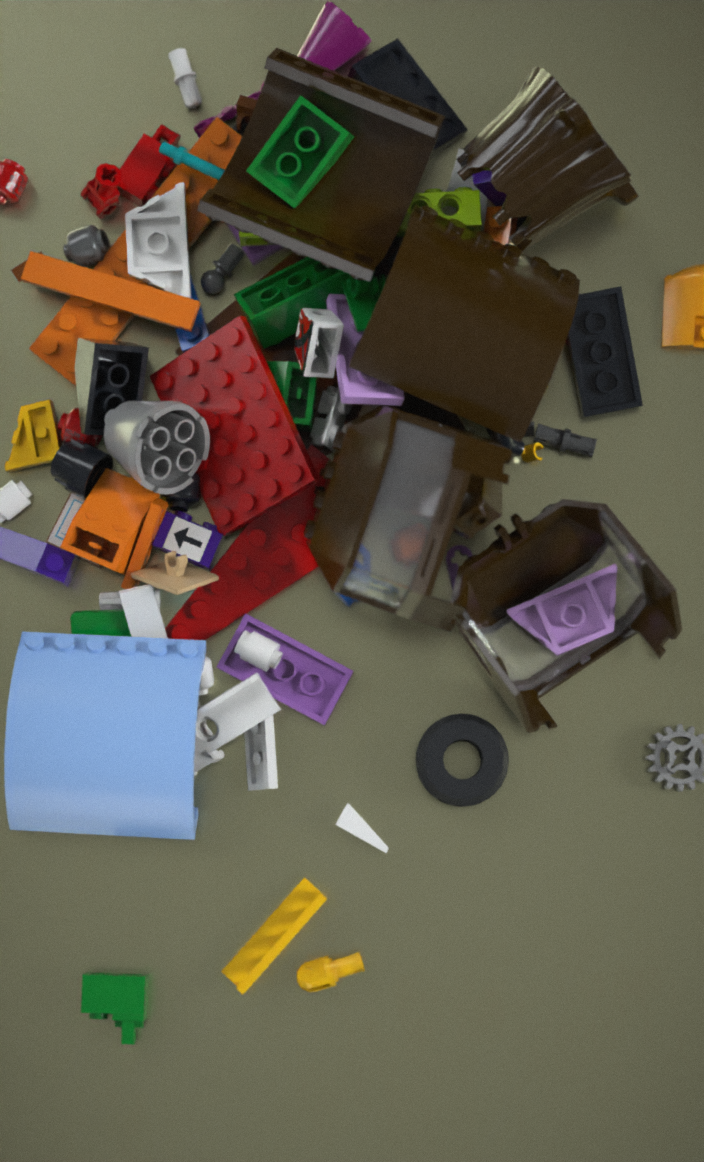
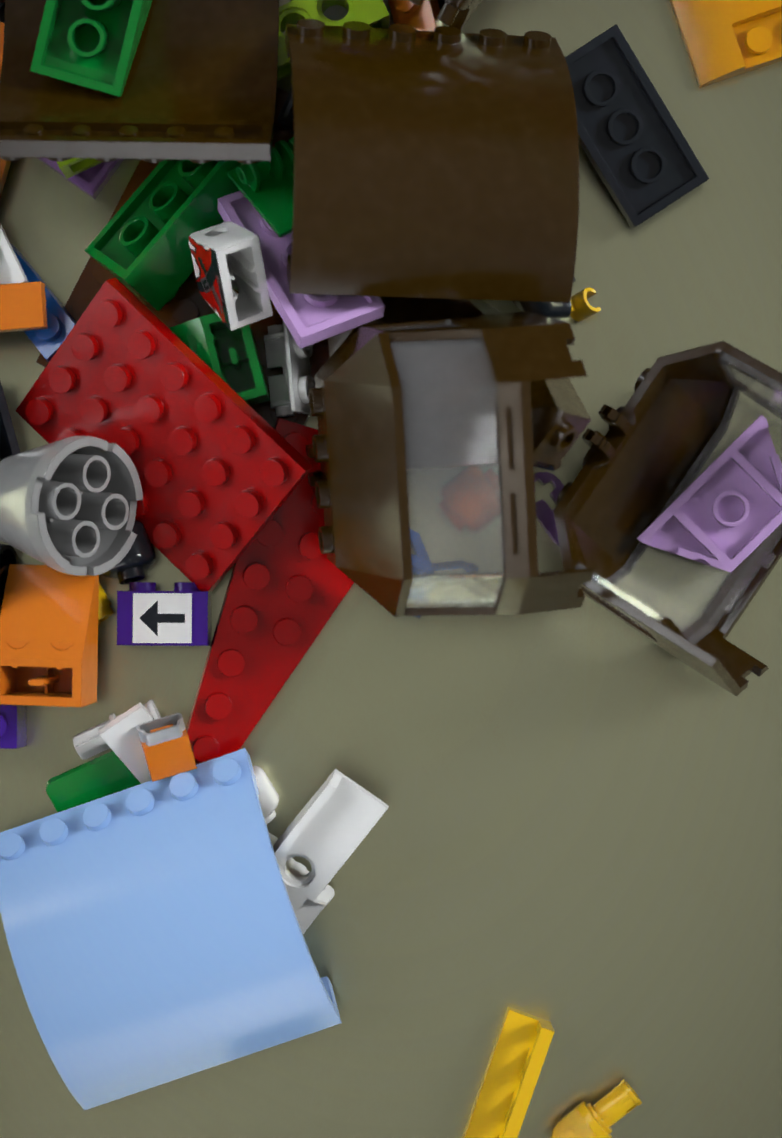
camera: 20 degrees left, 5 degrees up
(144, 544) = (106, 648): orange tile -> none
(157, 618) = (166, 746): none -> orange piece
(175, 575) = (166, 677): tan piece -> none
(213, 280) = (48, 241): dark grey axle -> none
(258, 650) = (322, 731): white brick -> none
(261, 756) = (386, 874): white plate -> none
(302, 677) = (368, 739): medium lavender plate -> none
(354, 824) = (549, 911): white piece -> none
(492, 754) = (702, 773): black tyre -> none
(565, 440) = (621, 269): dark grey pin -> none

